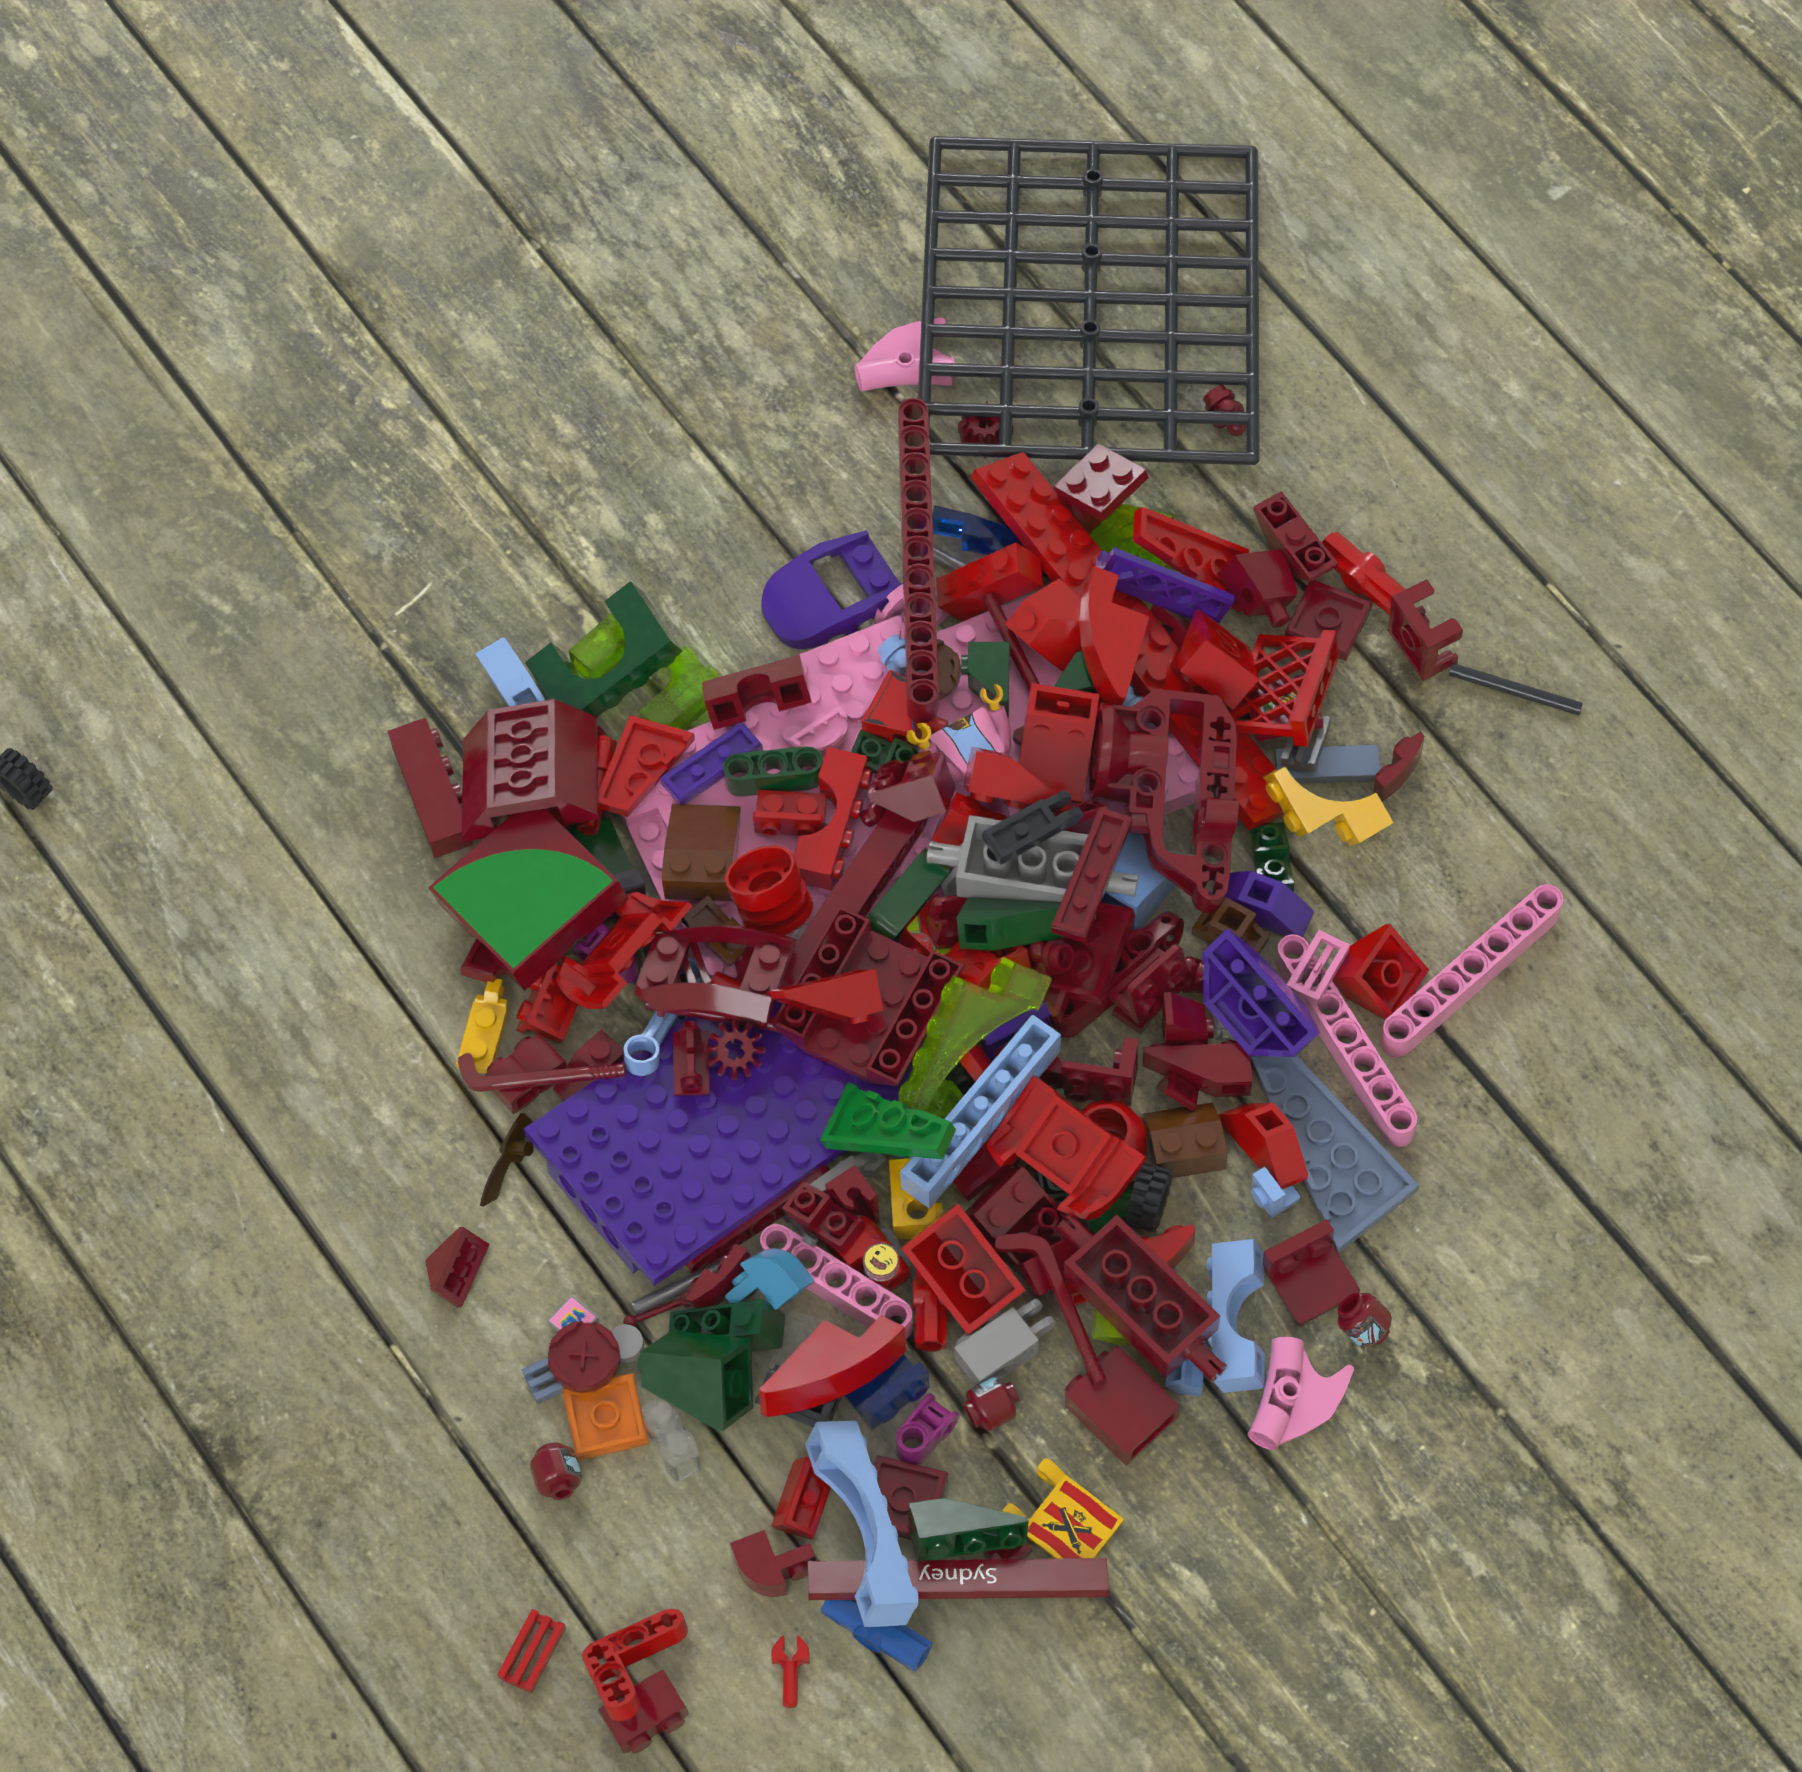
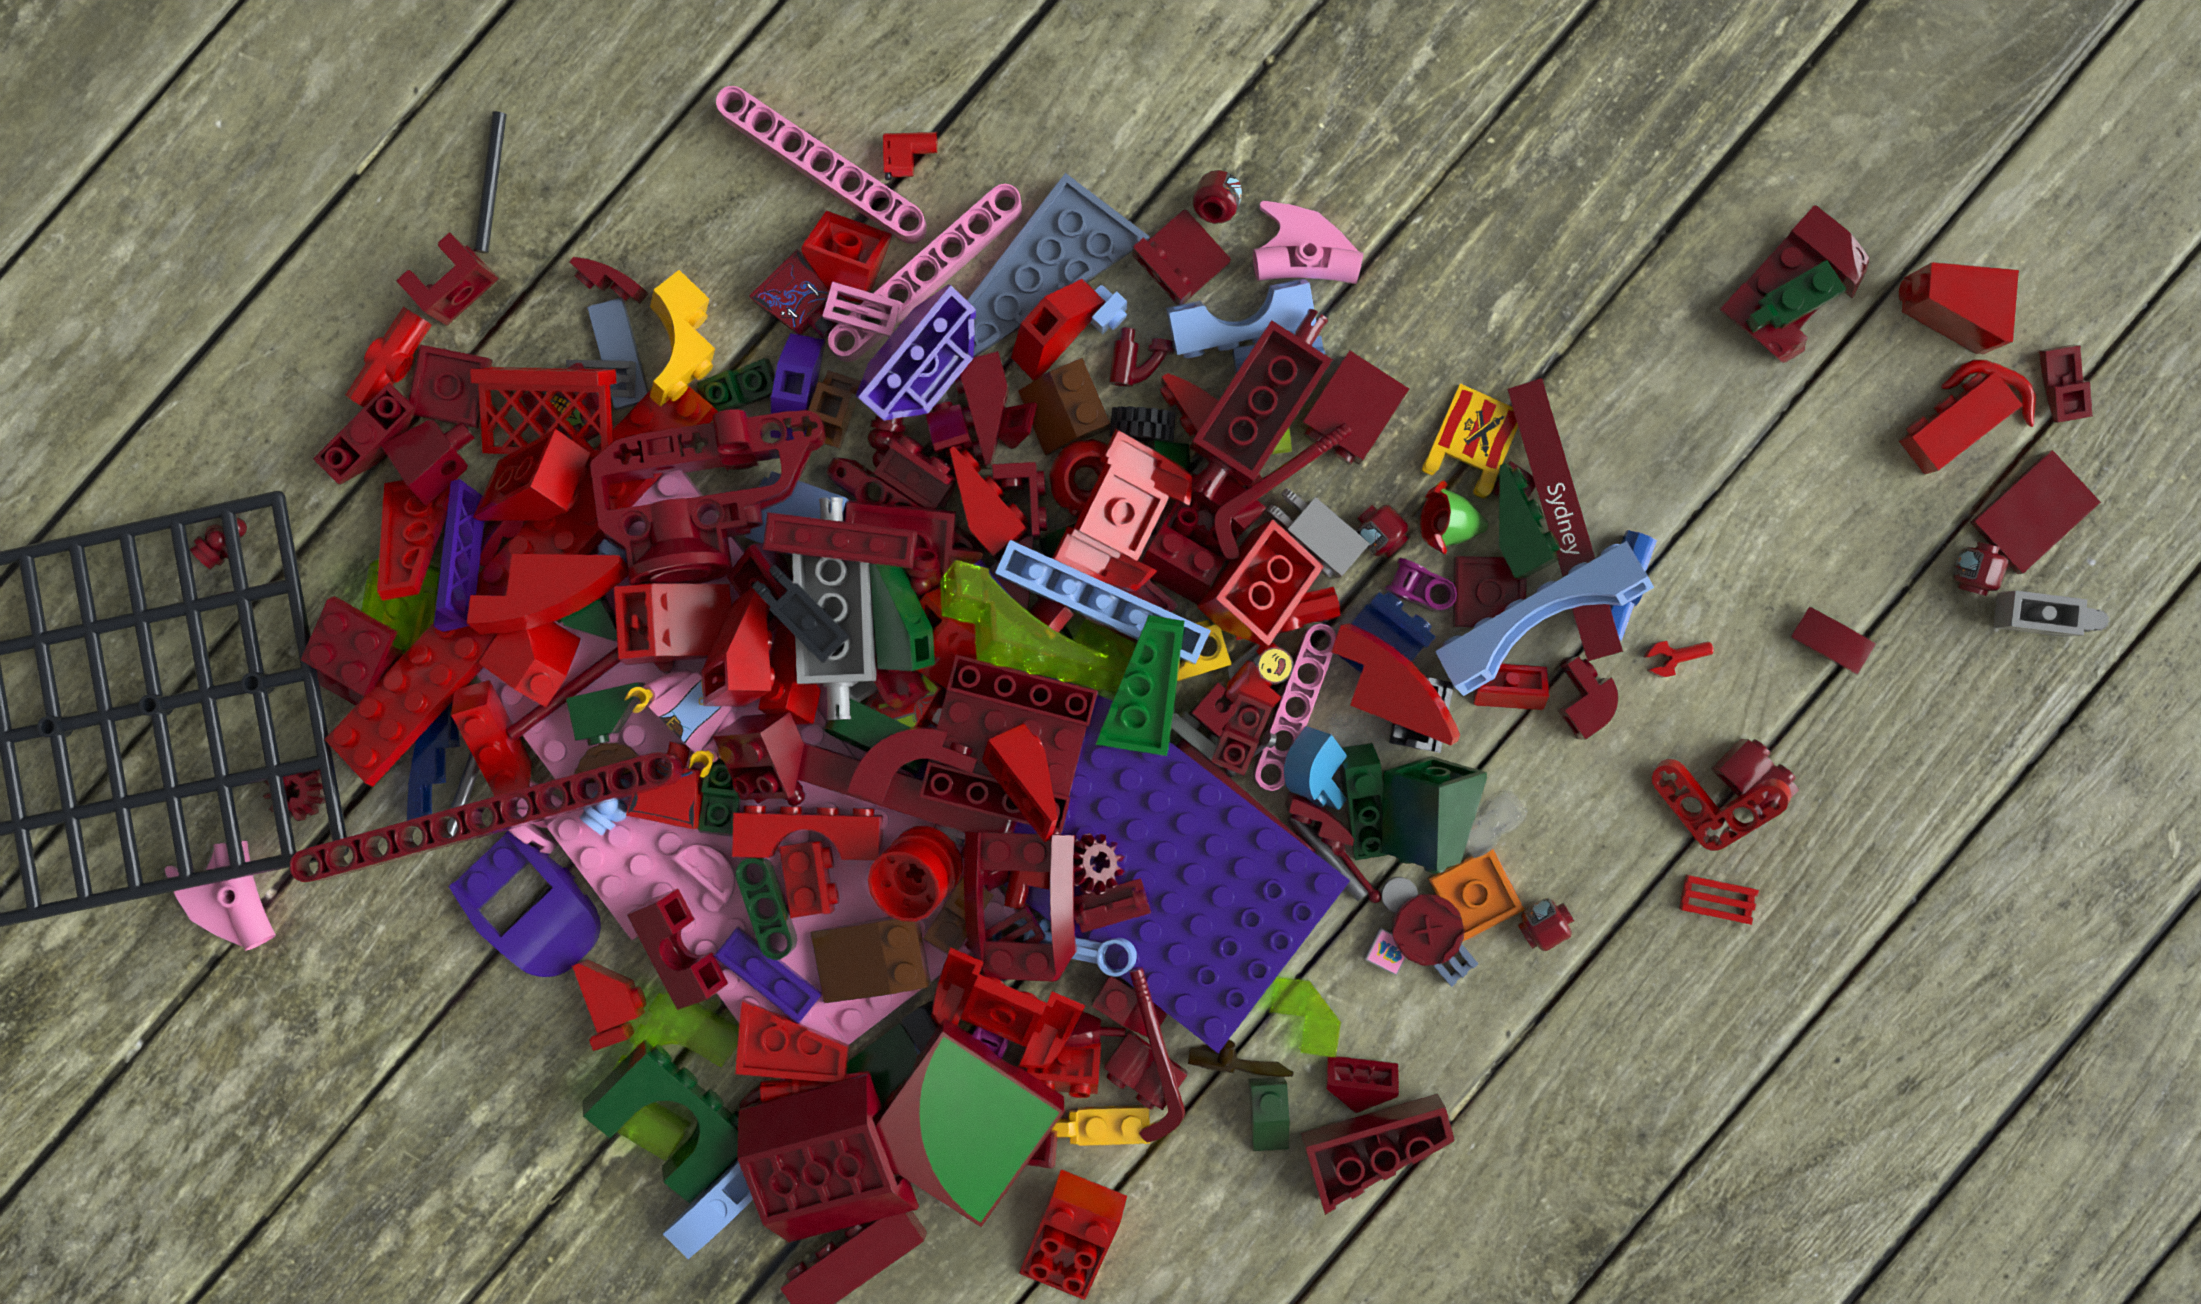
camera: 100 degrees left, 25 degrees up
(390, 1250) = (1373, 1147): none -> dark red wedge
(394, 979) = (1073, 1234): none -> red slope
(451, 1174) = (1269, 1113): none -> dark green slope
(550, 1231) = (1320, 1023): none -> clear neon green tile
(579, 1027) = (1089, 1031): none -> dark red hand
(693, 632) = (611, 1036): none -> red tile
(732, 637) = (609, 995): none -> red slope
(878, 881) = (884, 759): none -> dark red arch
(984, 1470) = (1457, 519): none -> hat
(1095, 1032) = (986, 513): none -> red slope
(1220, 1203) = (1124, 359): none -> dark red plant
(1346, 915) = (795, 296): none -> dark red torso
(1472, 1044) = (899, 151): none -> red piece

